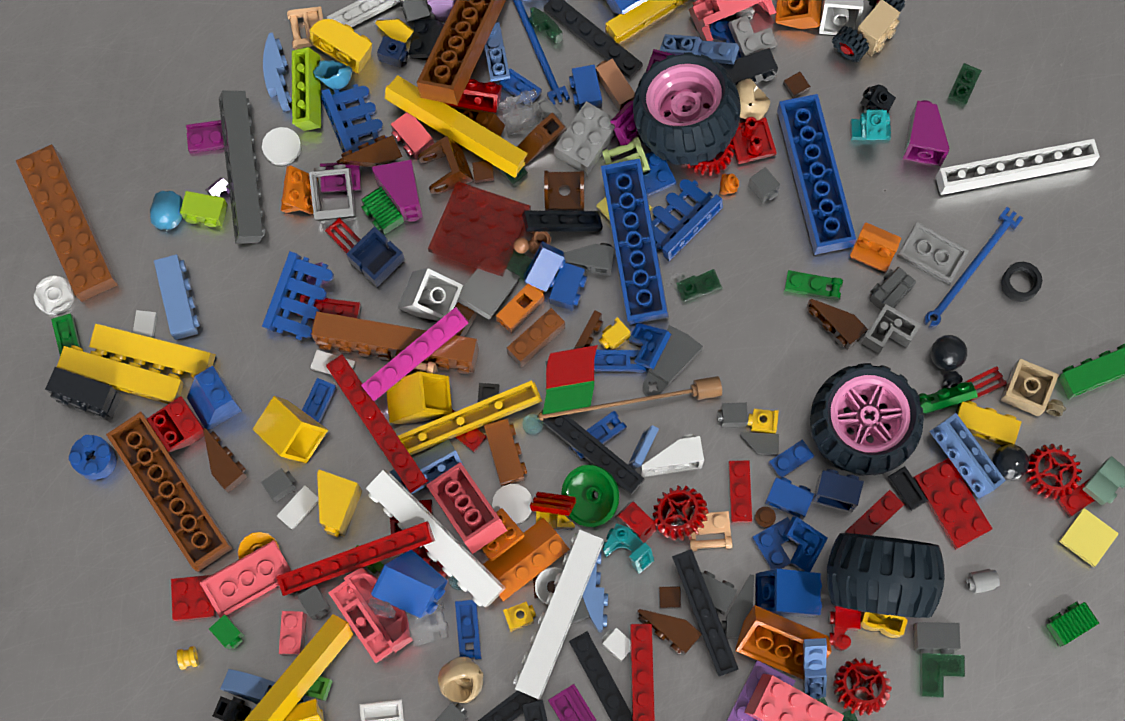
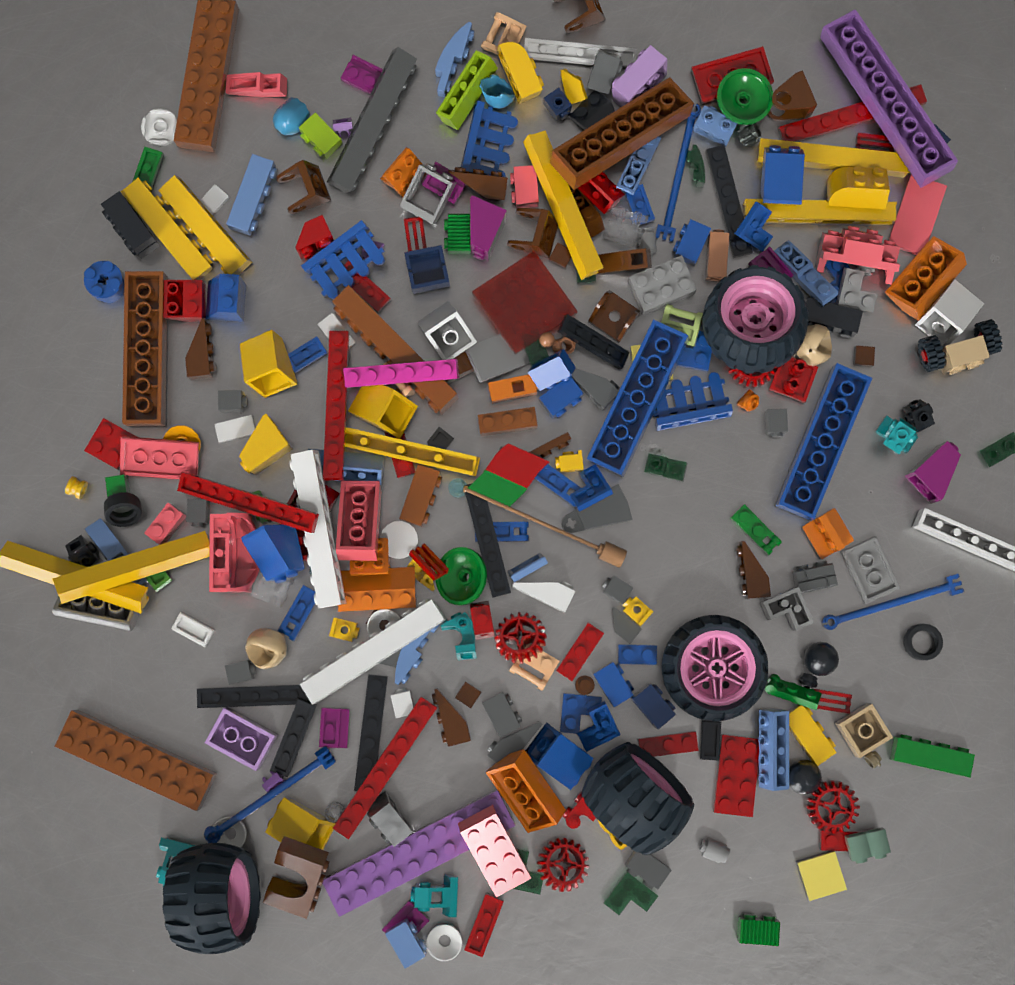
camera: 30 degrees right, 10 degrees up
(117, 203) = (256, 84): none -> coral slope
(235, 257) = (313, 182): none -> reddish brown hose
(235, 638) = (122, 499): none -> black tyre
(257, 293) = (313, 237): none -> red slope
(281, 146) = (416, 124): white tile -> none
(382, 608) = (243, 553): clear light blue tile -> none
(624, 124) = (698, 296): magenta plate -> none
(628, 43) = (751, 227): none -> blue plate
(705, 612) = (483, 727): black plate -> none
(815, 667) = (535, 828): medium blue slope -> none

